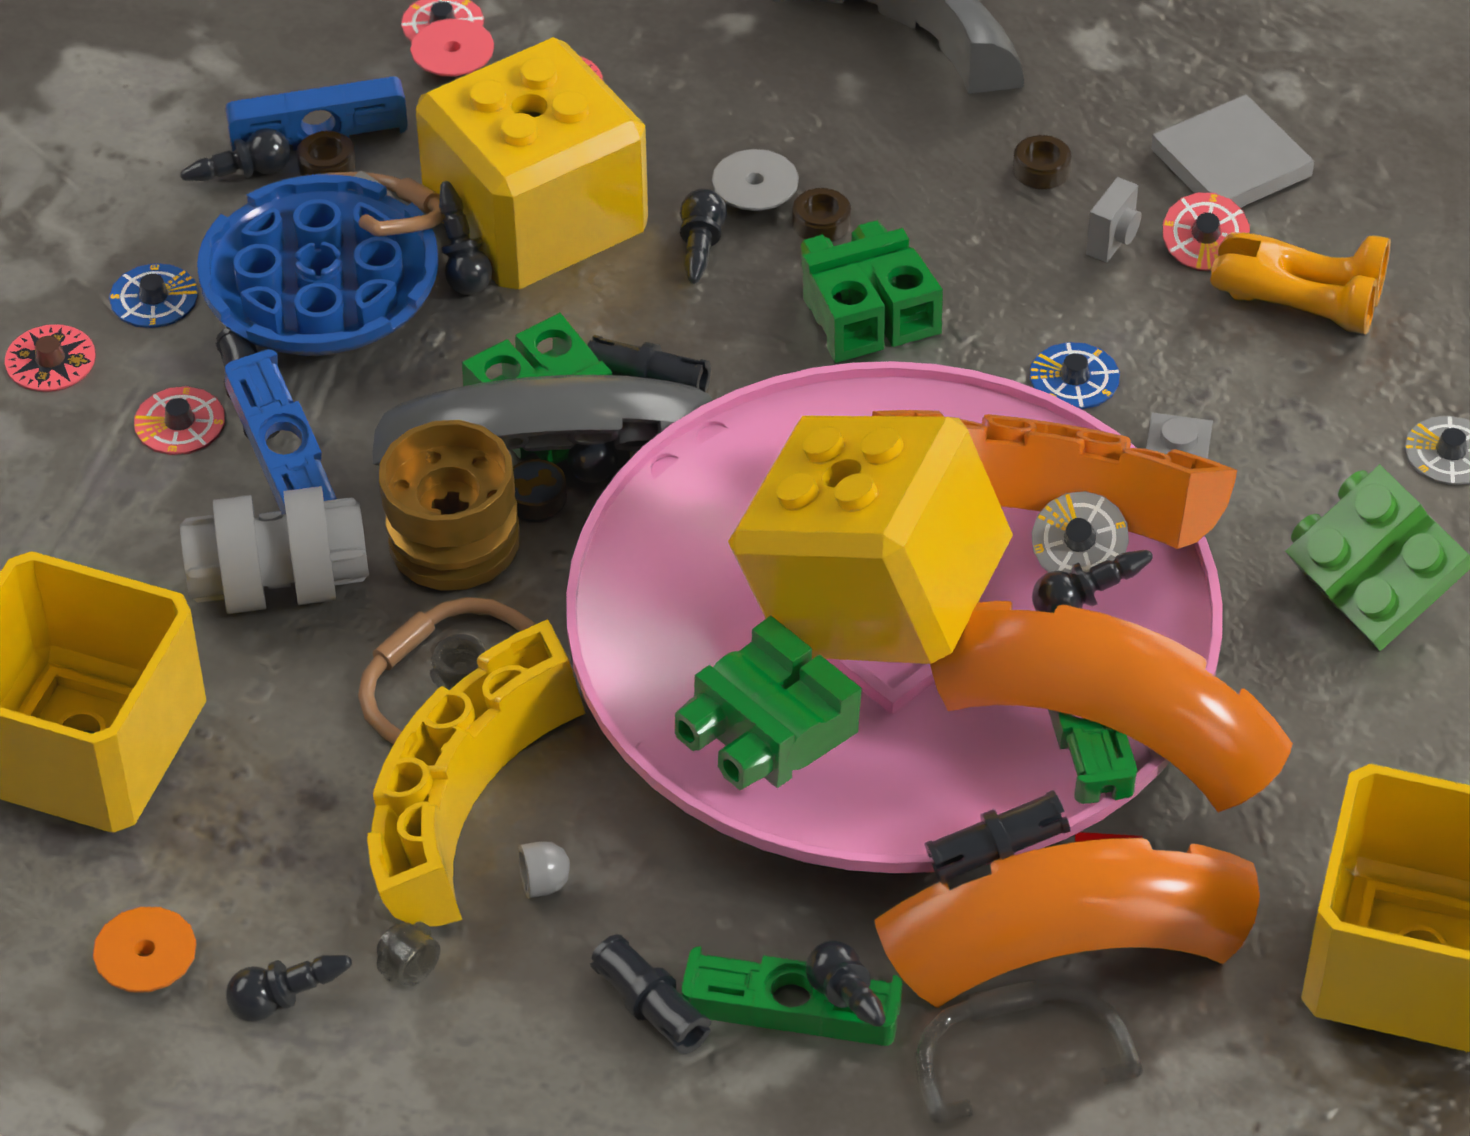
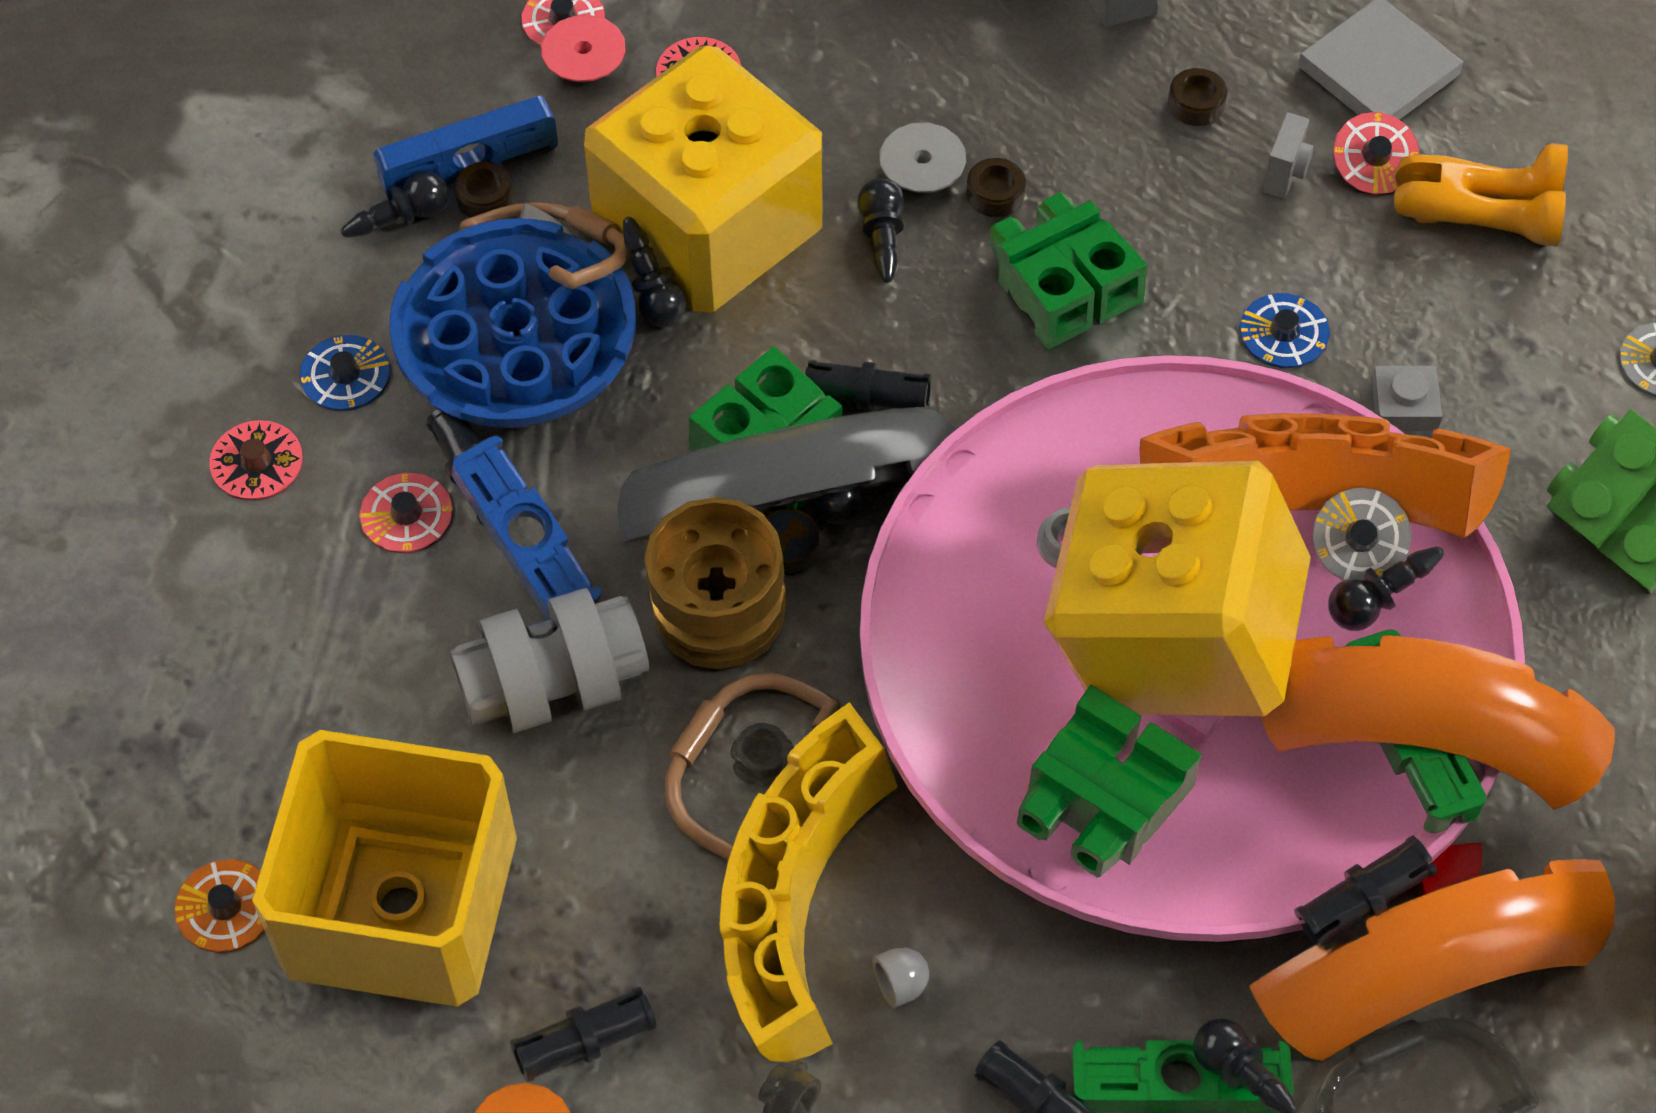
camera: 10 degrees left, 10 degrees up
(225, 873) = (583, 1034): none -> black pin

